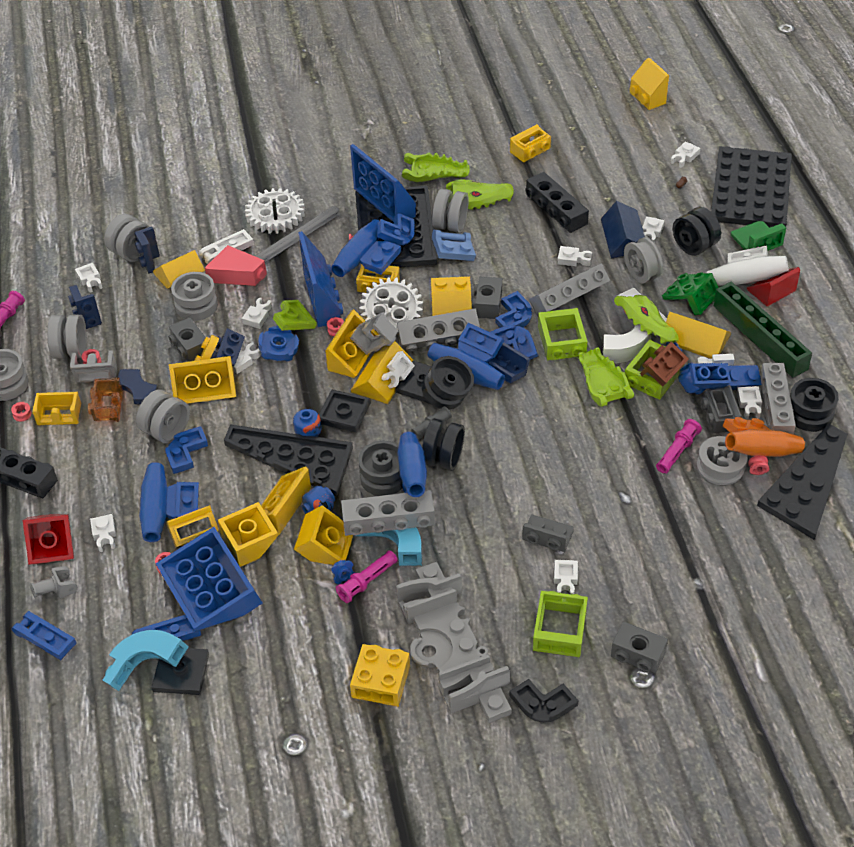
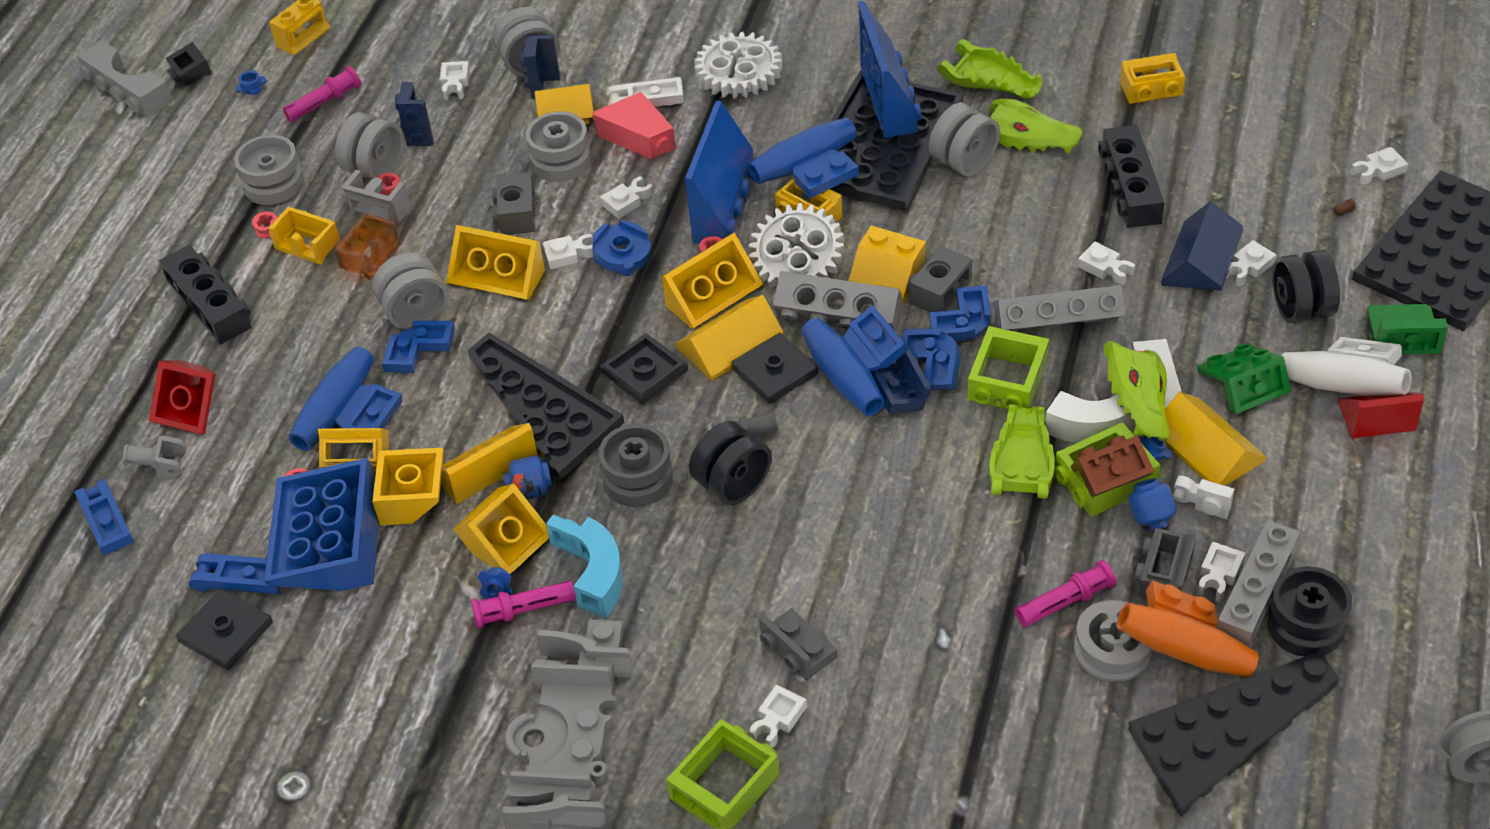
camera: 30 degrees right, 0 degrees up
(103, 531) = (256, 411): white plate -> none
(135, 385) = (416, 234): dark blue tile -> none
(141, 647) = (179, 579): medium azure arch -> none
(209, 345) = (526, 219): yellow plate -> none
(229, 345) = (553, 228): dark blue bracket -> none
(293, 237) = (750, 106): light grey axle -> none
(294, 316) = (664, 218): lime tile -> none
(307, 423) = (582, 367): blue head -> none
(366, 341) = (741, 277): light grey window -> none
(380, 675) = (448, 741): yellow brick -> none
(387, 513) = (589, 527): light grey brick -> none
(398, 233) = (868, 149): blue plate -> none
(399, 369) = (747, 335): white plate -> none
(412, 465) = (648, 485): blue plate -> none
(447, 382) = (794, 379): black wheel -> none
(453, 250) = (938, 196): medium blue plate -> none
(643, 260) = (1193, 302): light grey wheel -> none
(650, 85) = (1388, 45): yellow slope -> none
(721, 375) = (1190, 515): blue slope -> none
(758, 465) = (1165, 670): coral bush -> none
(762, 329) = (1309, 471): dark green brick -> none

